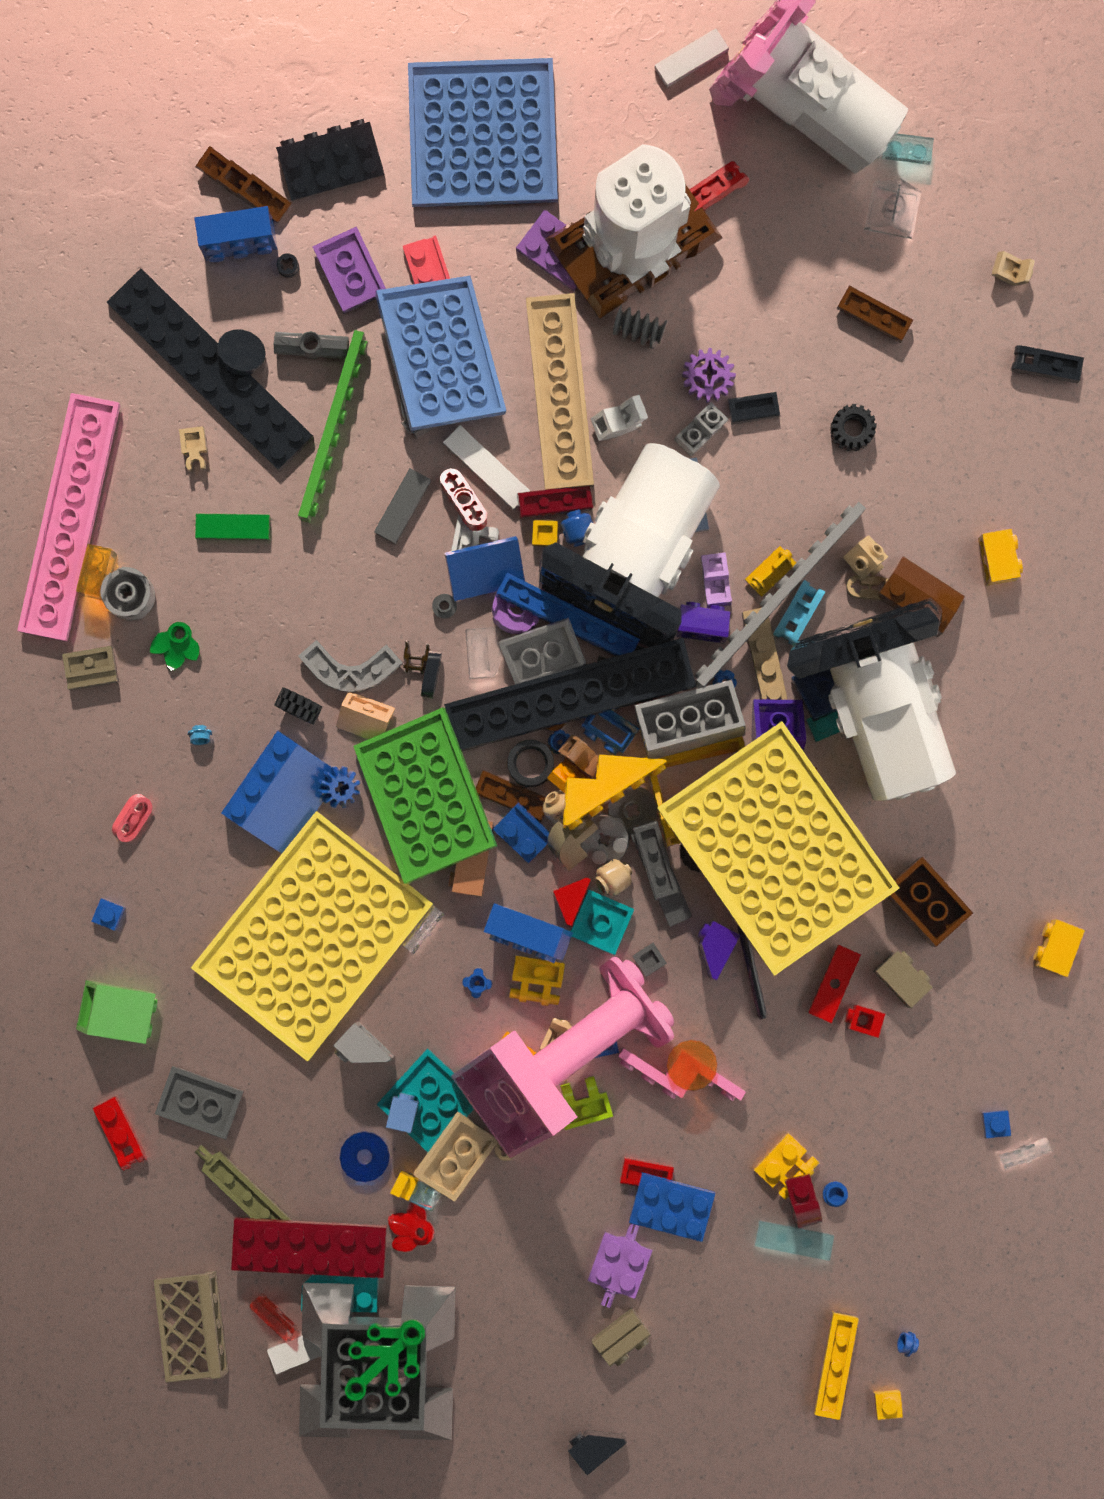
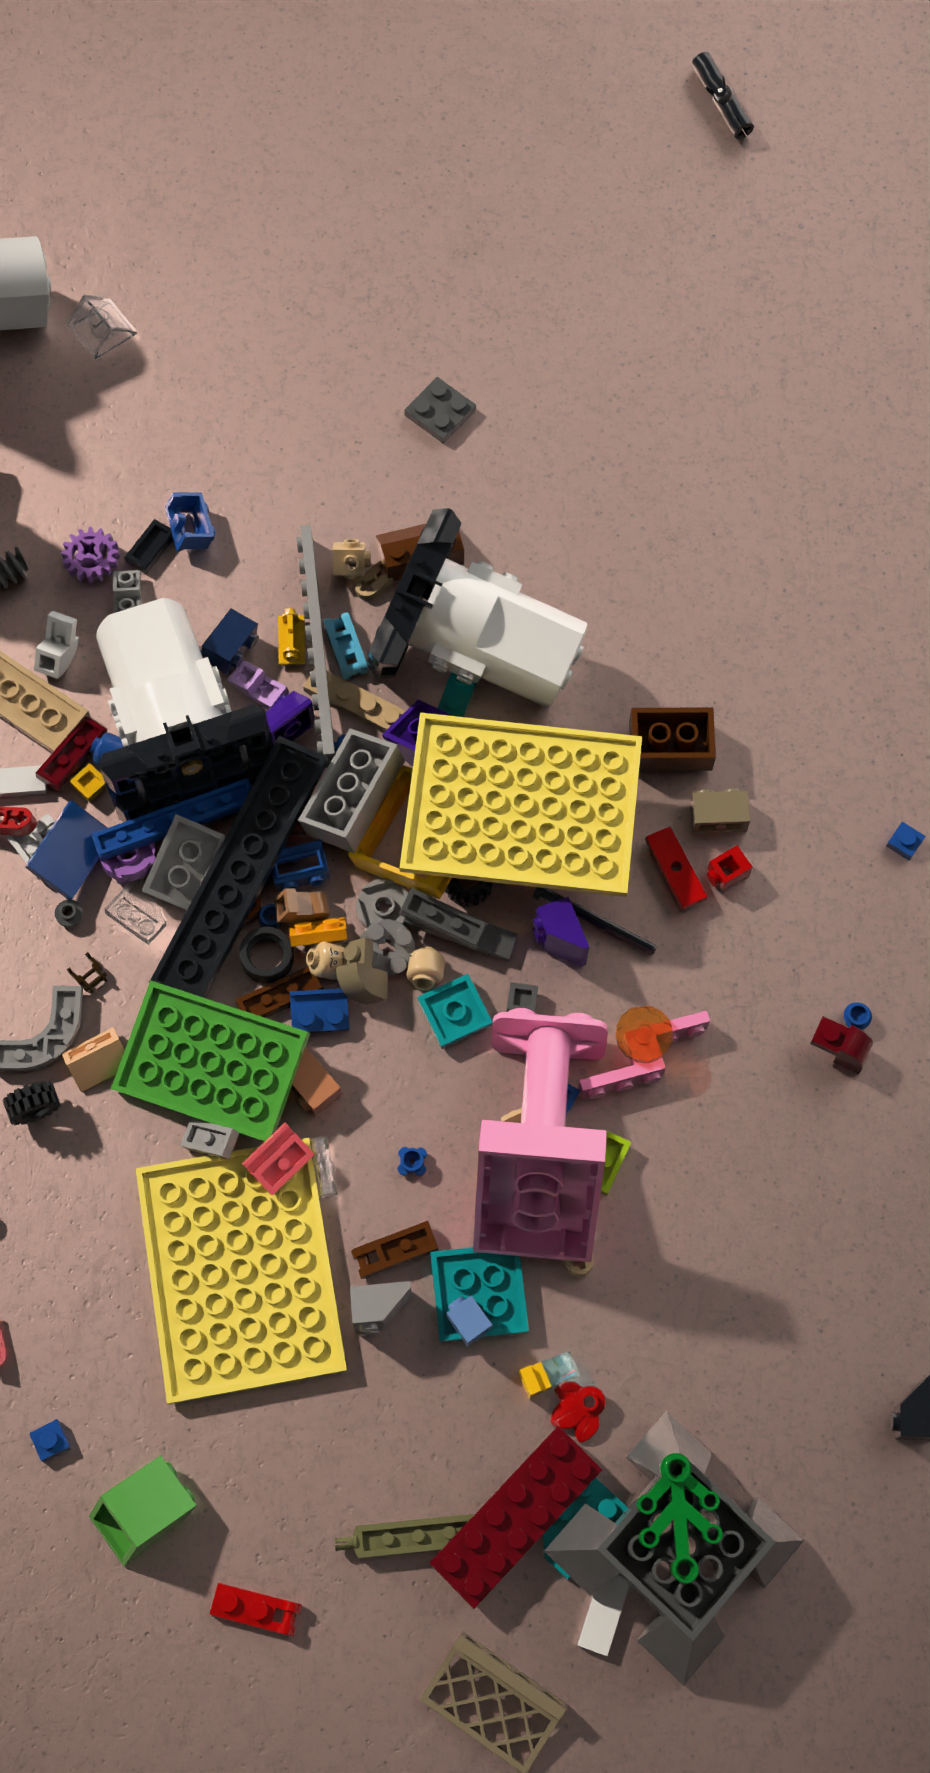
camera: 50 degrees left, 15 degrees down
(199, 1102) = (294, 1505): dark grey plate -> none
(273, 1316) = (551, 1612): clear red slope -> none
(278, 793) = (90, 1186): blue slope -> none
(346, 790) = (141, 1122): blue gear -> none
(349, 1156) = (482, 1377): clear blue tile -> none
(375, 842) = (209, 1139): none -> light grey plate
(399, 899) = (278, 1159): none -> coral plate
(410, 1024) = (395, 1249): none -> reddish brown plate
(431, 674) = (114, 971): black beam -> none
(455, 1156) = (548, 1309): tan plate -> none
(527, 933) = (407, 1073): blue brick -> none
(537, 972) = (451, 1099): yellow plate -> none
(570, 898) = (411, 1017): red slope -> none
(613, 777) = (342, 892): yellow slope -> none
(620, 1265) = (768, 1249): medium lavender plate -> none
(621, 1338) = (835, 1302): dark tan brick -> none
(633, 1168) = (707, 1160): red tile -> none
(672, 1207) = (754, 1161): blue plate -> none
(728, 533) = (230, 641): none -> dark blue brick
(781, 1160) = (790, 1036): yellow plate -> none
(794, 1240) = (869, 1083): clear light blue tile -> none
(808, 419) = (199, 513): none -> blue window
(814, 693) = (420, 680): dark blue plate -> none
(863, 417) = (237, 474): black tyre -> none
(875, 314) = (167, 401): reddish brown plate -> none
(909, 149) = (69, 277): clear light blue plate -> none
(1000, 557) = (444, 466): yellow brick -> none
(1012, 269) = (232, 283): tan bracket -> none
(1045, 511) = (440, 410): none -> dark grey plate
(1048, 364) = (328, 317): black plate -> none
(1058, 947) = (799, 674): yellow brick -> none

